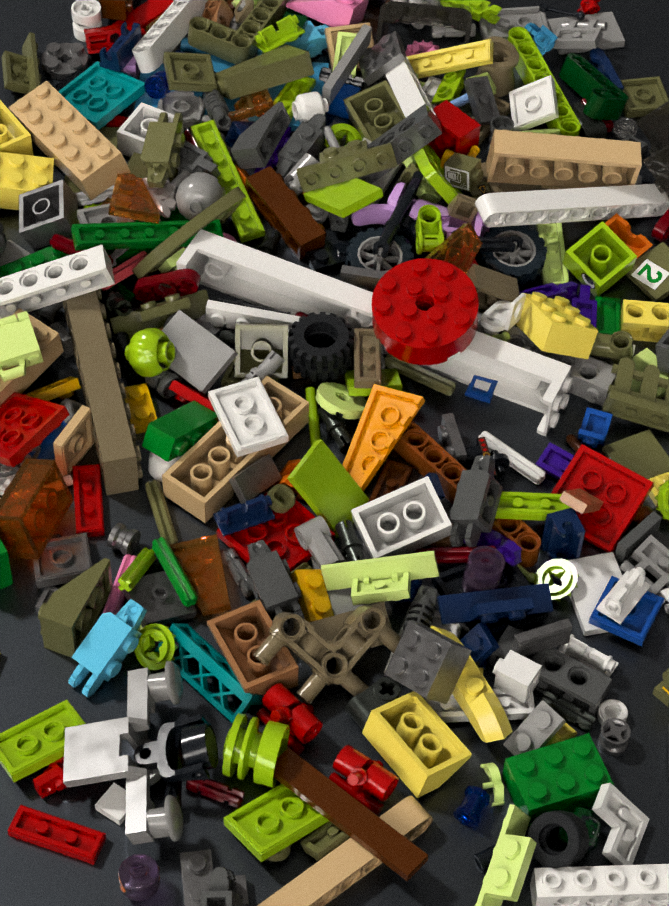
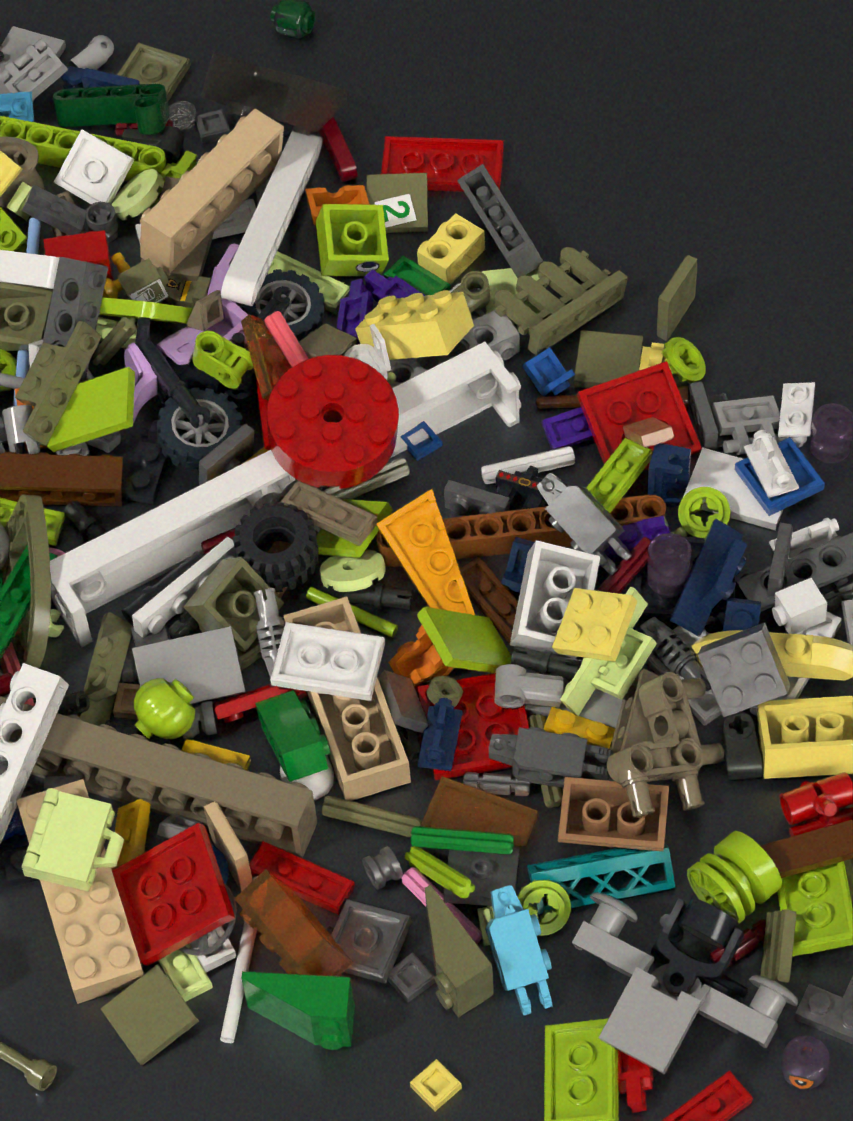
camera: 50 degrees left, 5 degrees up
(113, 804) = (701, 1044): white tile -> none
(182, 281) = (78, 641): dark red beam -> none
(221, 810) = (778, 945): none -> olive tile
(290, 711) = (704, 829): red pin -> none
(389, 547) = (594, 624): none -> light yellow plate
(471, 252) = (285, 338): none -> coral axle
(626, 59) = (94, 55): none -> light grey piece

